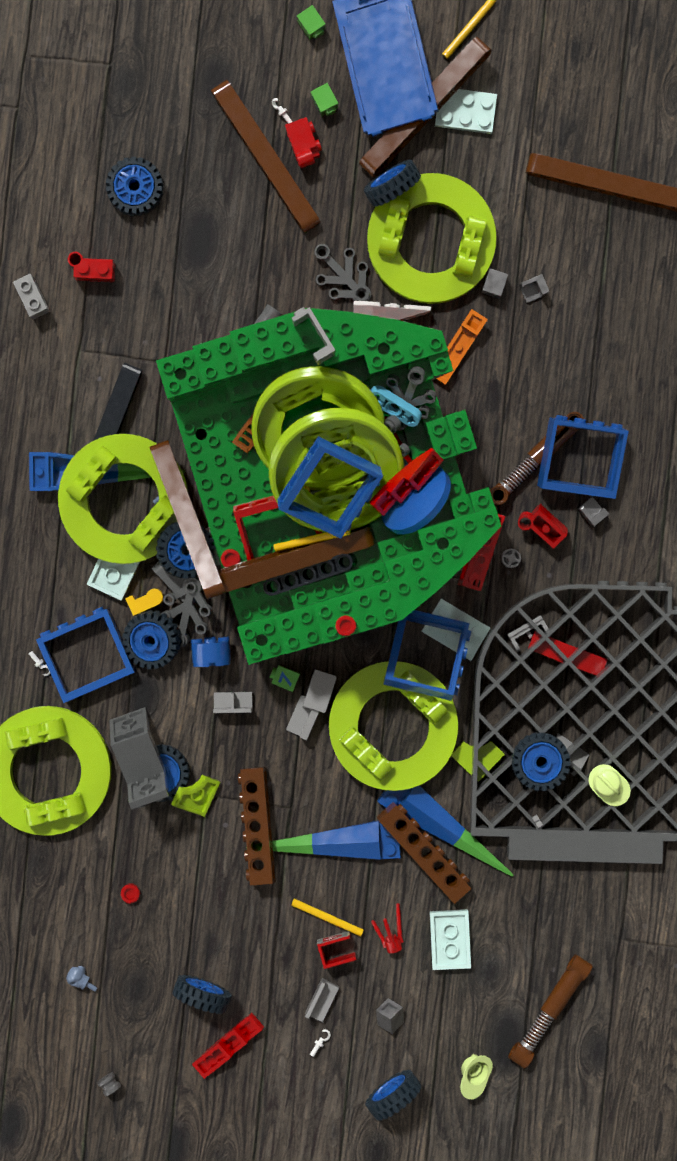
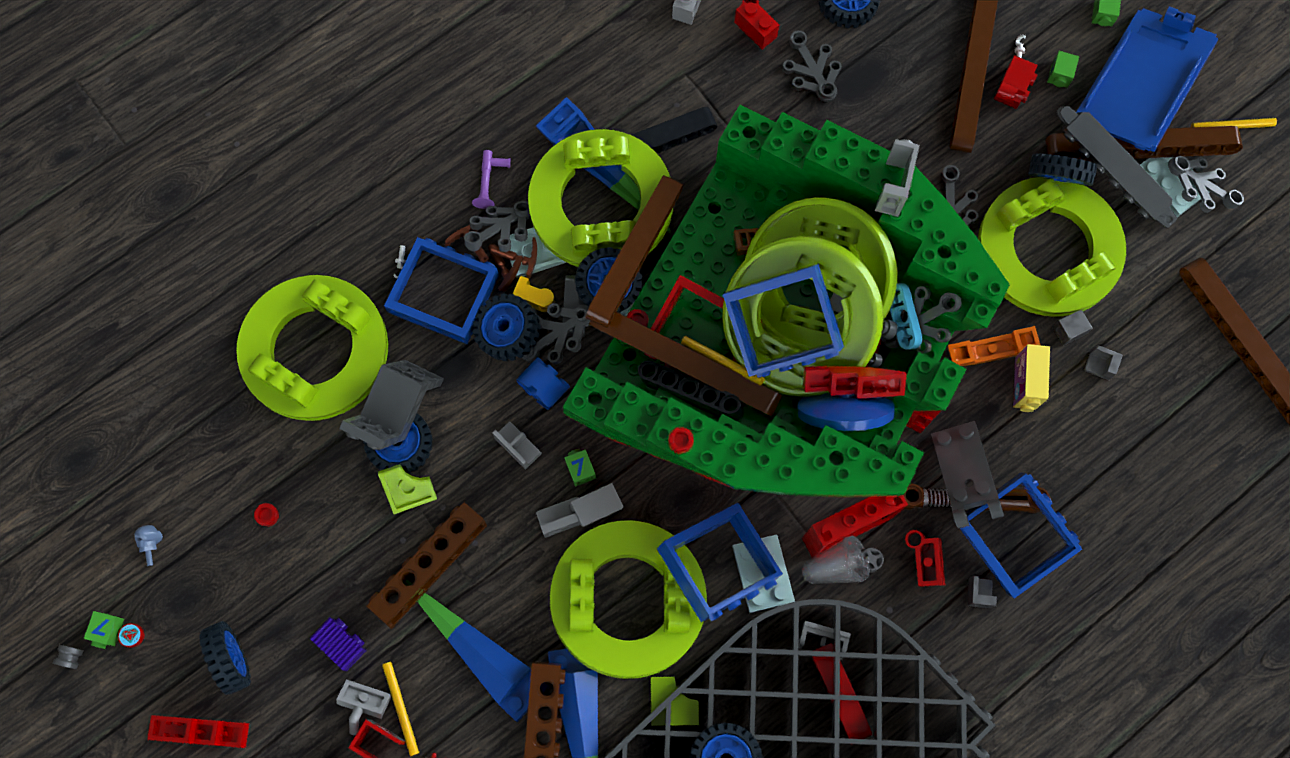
camera: 45 degrees right, 15 degrees down
(22, 544) = (483, 199): none -> medium lavender piece
(64, 605) = (461, 233): none -> copper piece
(77, 578) = (520, 212): none -> dark grey plant
(107, 590) = (531, 262): none -> copper piece
(112, 1049) = (103, 629): none -> bright green brick
(117, 604) = (508, 275): none -> copper piece
(130, 1036) = (131, 635): none -> tile
(164, 264) = (813, 70): none -> dark grey plant
(254, 920) = (338, 643): none -> dark purple brick
(302, 935) = (362, 700): none -> light grey plate
(423, 144) = (1118, 165): none -> dark grey hinge
(486, 96) = (1182, 168): none -> dark grey plant
(499, 580) = (838, 564): none -> clear cone
(500, 346) = (1031, 377): none -> light yellow brick
(509, 446) = (964, 461): none -> dark grey hinge

